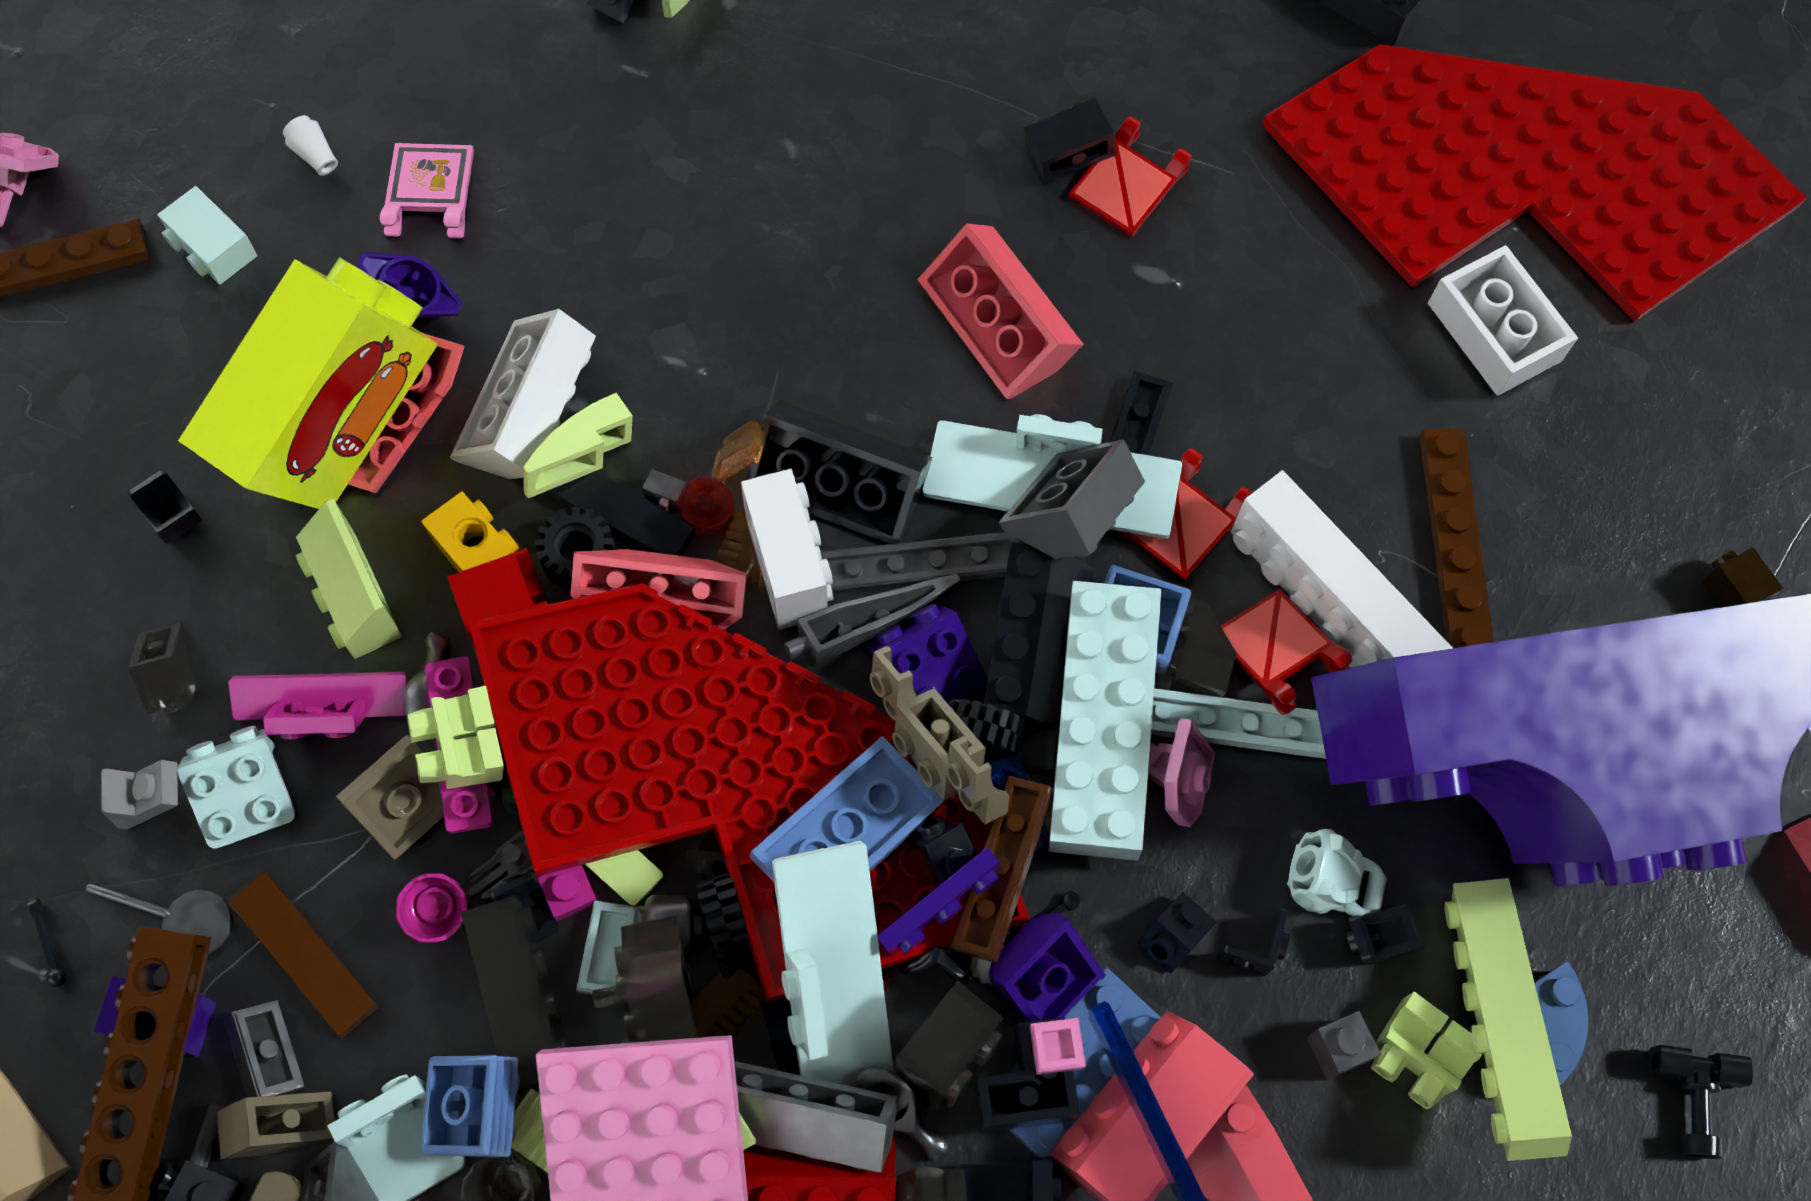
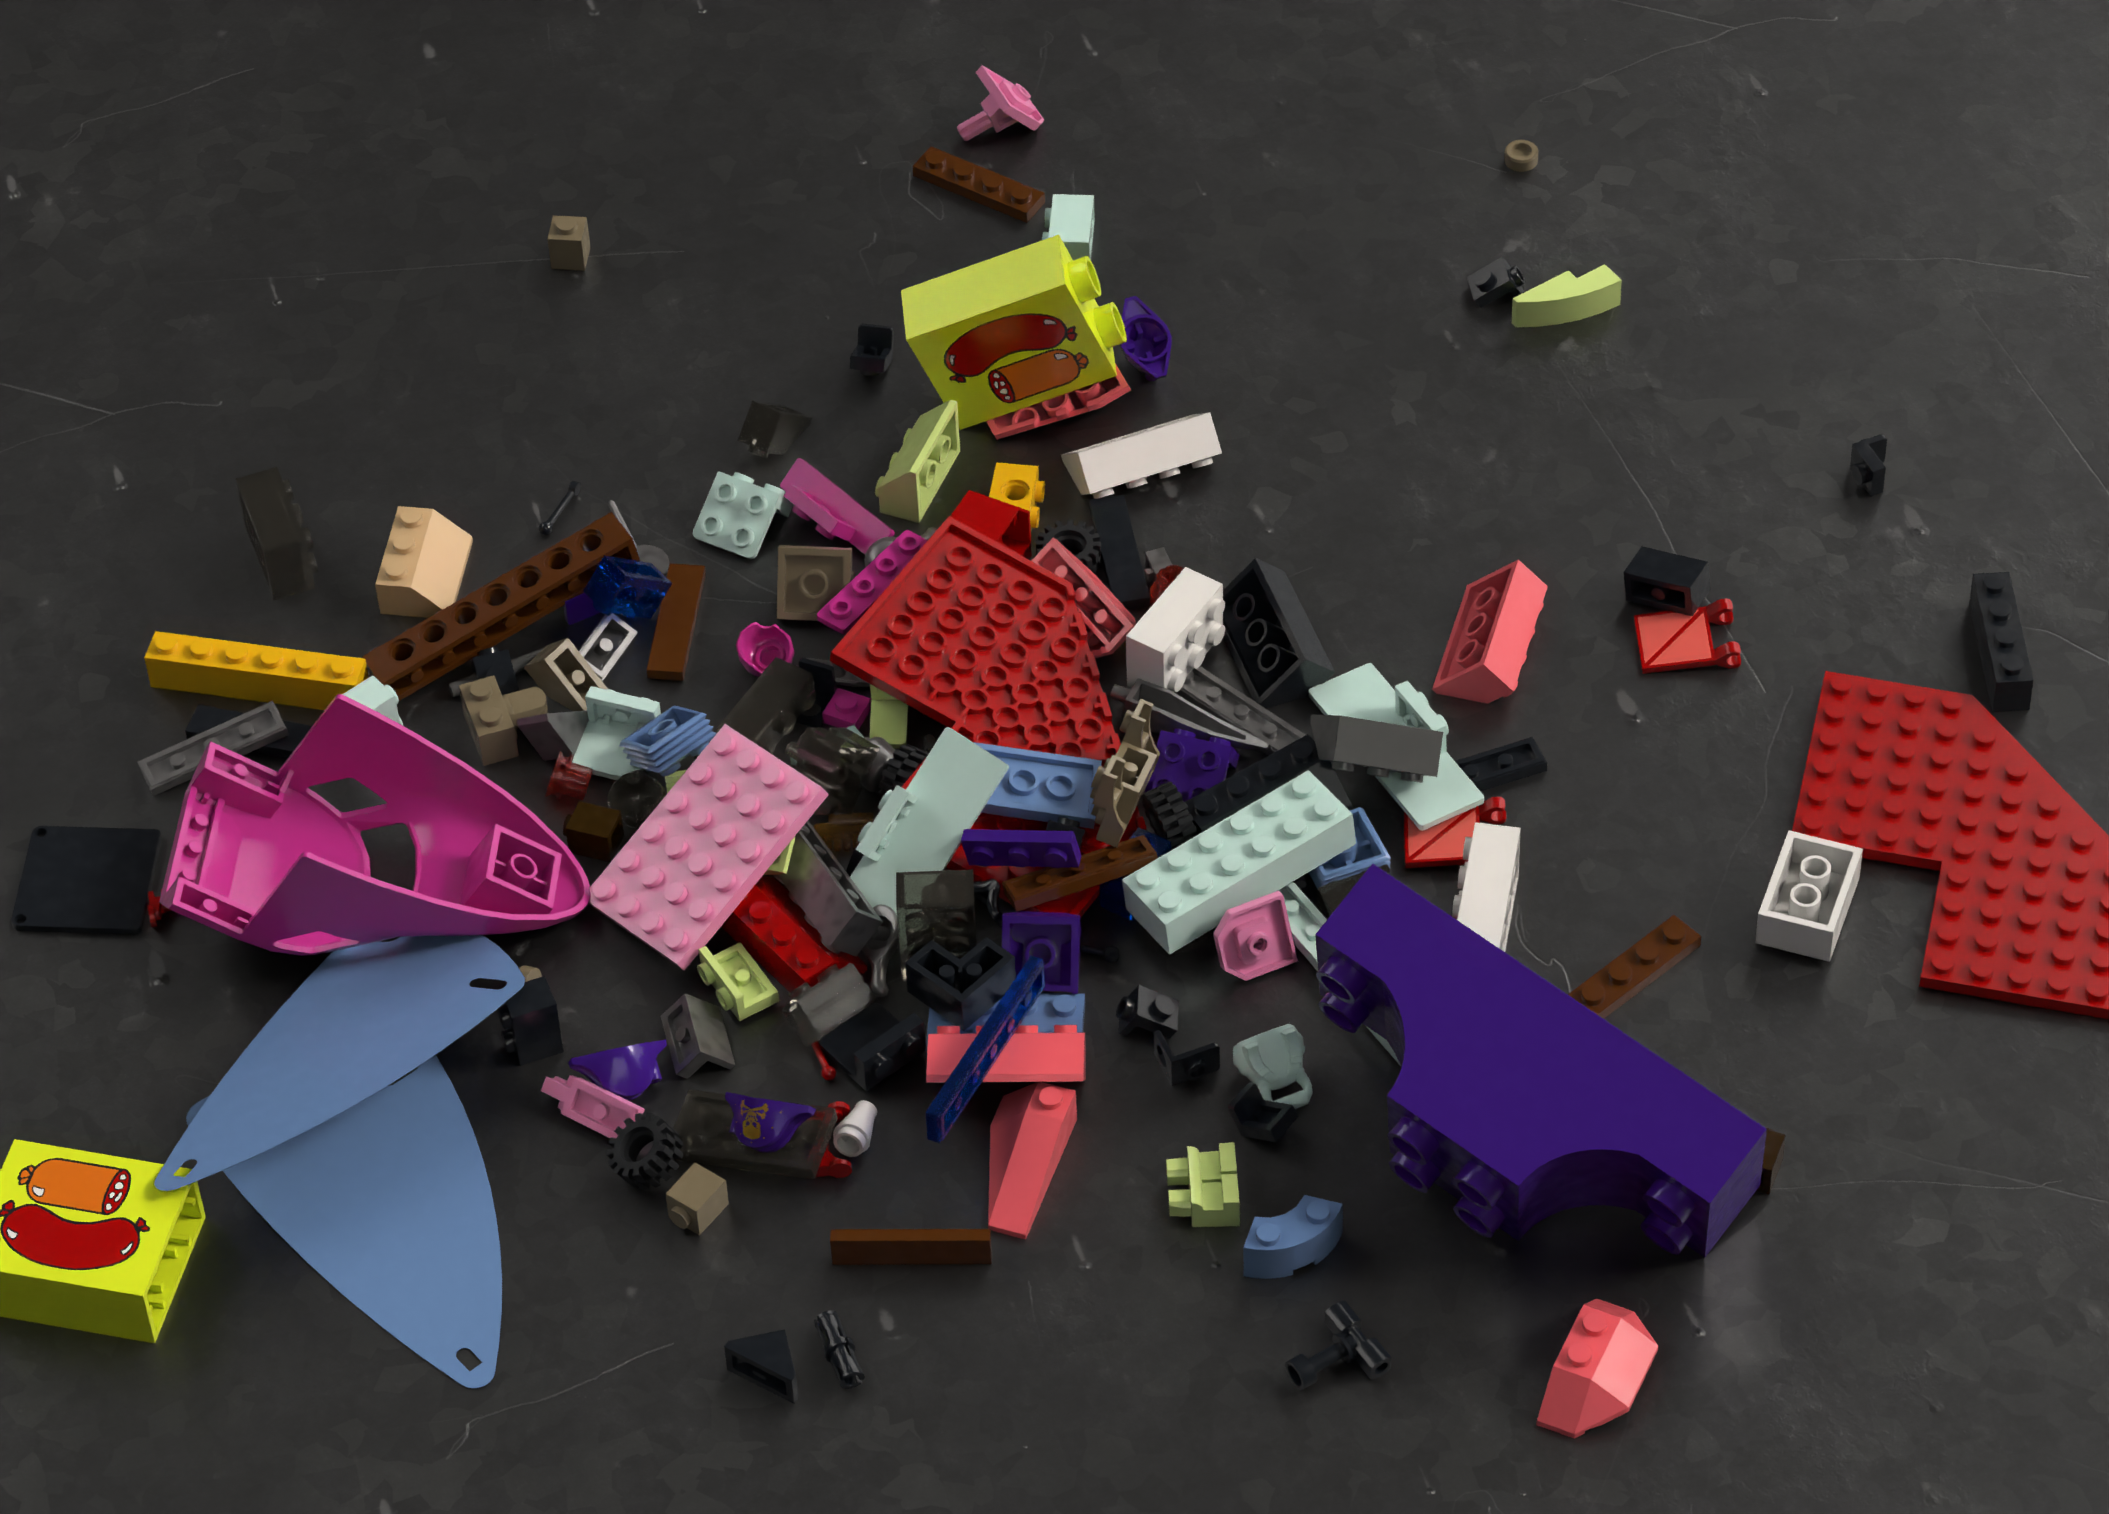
camera: 55 degrees right, 20 degrees down
(138, 796) = (682, 469): light grey slope -> none
(230, 977) = (627, 587): none -> clear blue brick
(309, 143) = (1193, 226): white cone -> none
(428, 181) = (1238, 301): bright pink flag -> none
(464, 737) = (872, 568): yellowish green hips -> none
(578, 445) = (1132, 497): yellowish green slope -> none
(739, 451) = (1229, 569): clear orange piece -> none
(1057, 1046) = (990, 960): bright pink tile -> none
(1343, 1045) = (1161, 1137): flat silver brick -> none
(1509, 1022) = (1264, 1186): yellowish green brick -> none

